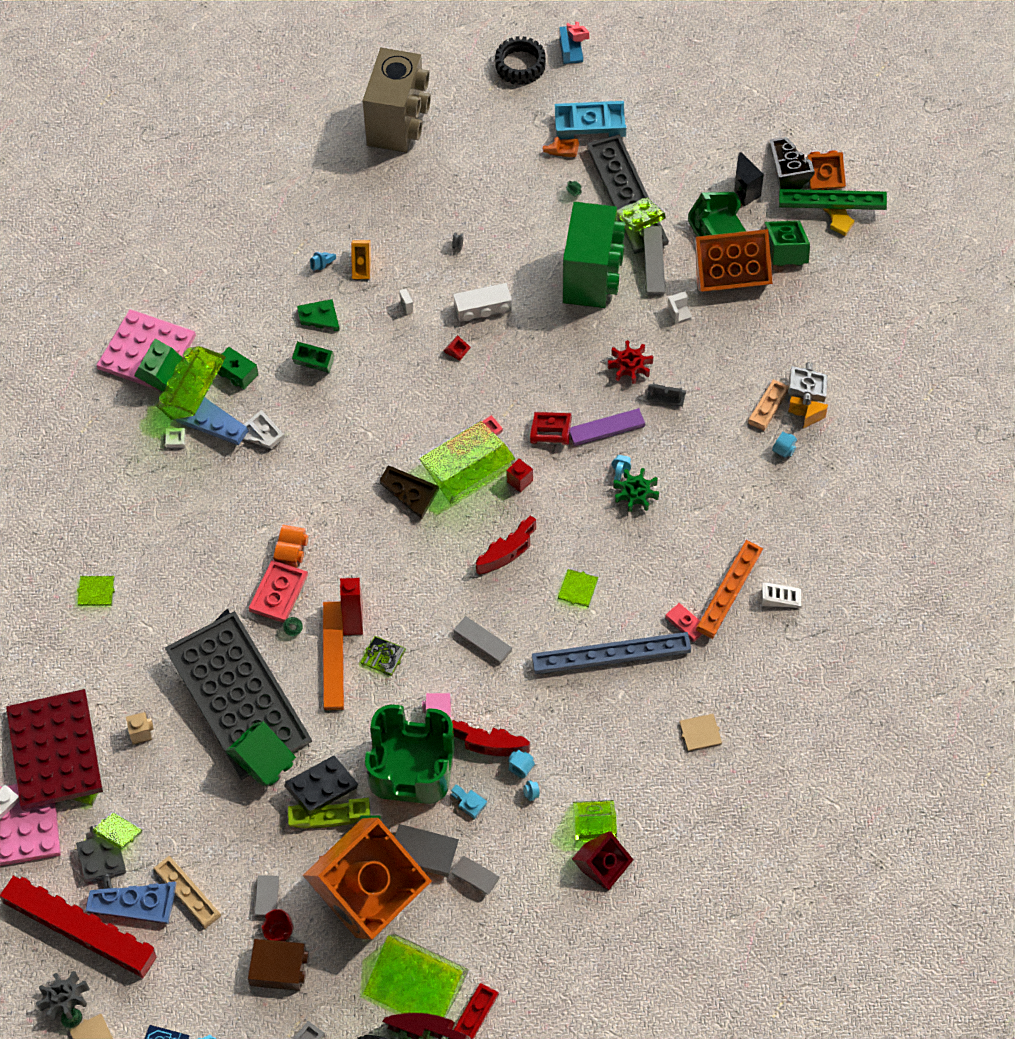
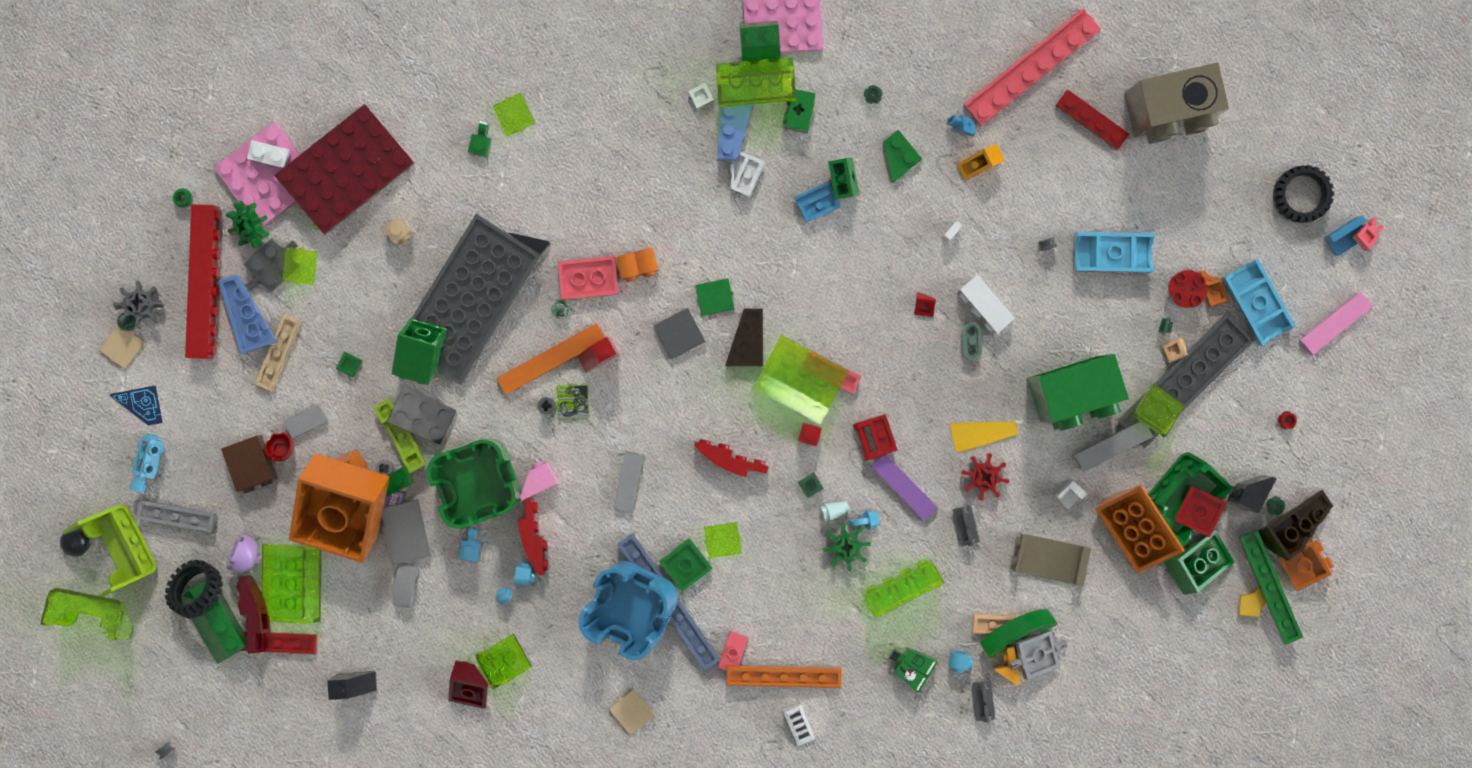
camera: 70 degrees right, 30 degrees up
(48, 863) = (247, 224): none -> green gear
(102, 628) = (480, 143): none -> green plate
(235, 832) = (349, 364): none -> green tile
(256, 308) = (873, 89): none -> clear green plate
(306, 196) = (1032, 67): none -> coral plate
(321, 388) = (817, 202): none -> dark azure plate
(356, 501) = (715, 297): none -> green piece
(362, 1009) = (244, 554): none -> lavender cylinder
(371, 542) = (679, 333): none -> dark grey tile
(374, 173) = (1092, 119): none -> red plate
(374, 674) = (542, 409): none -> dark grey bush
(490, 199) = (1113, 252): none -> medium azure piece
(508, 325) = (973, 341): none -> sand green plate
(545, 966) = (351, 685): none -> black slope
(547, 164) = (1187, 279): none -> red plate
(565, 495) = (810, 485): none -> clear green plate
(584, 624) = (685, 564): none -> green plate
(591, 356) = (976, 434): none -> yellow sticker
(597, 489) = (833, 510): none -> light aqua cone
(598, 190) = (1175, 350): none -> light nougat slope
(599, 672) = (629, 609): none -> dark azure piece
(637, 80) = (1335, 323): none -> bright pink tile
(696, 459) = (902, 588): none -> clear neon green slope
(699, 139) = (1292, 420): none -> red plate
(730, 344) = (1050, 559): none -> dark tan panel
(742, 218) = (1200, 511): none -> red plate
(768, 173) = (1280, 505): none -> clear green plate
(772, 483) = (913, 667): none -> green torso
(777, 394) = (1016, 629): none -> green slope
(830, 444) = (983, 701): none -> dark grey hinge

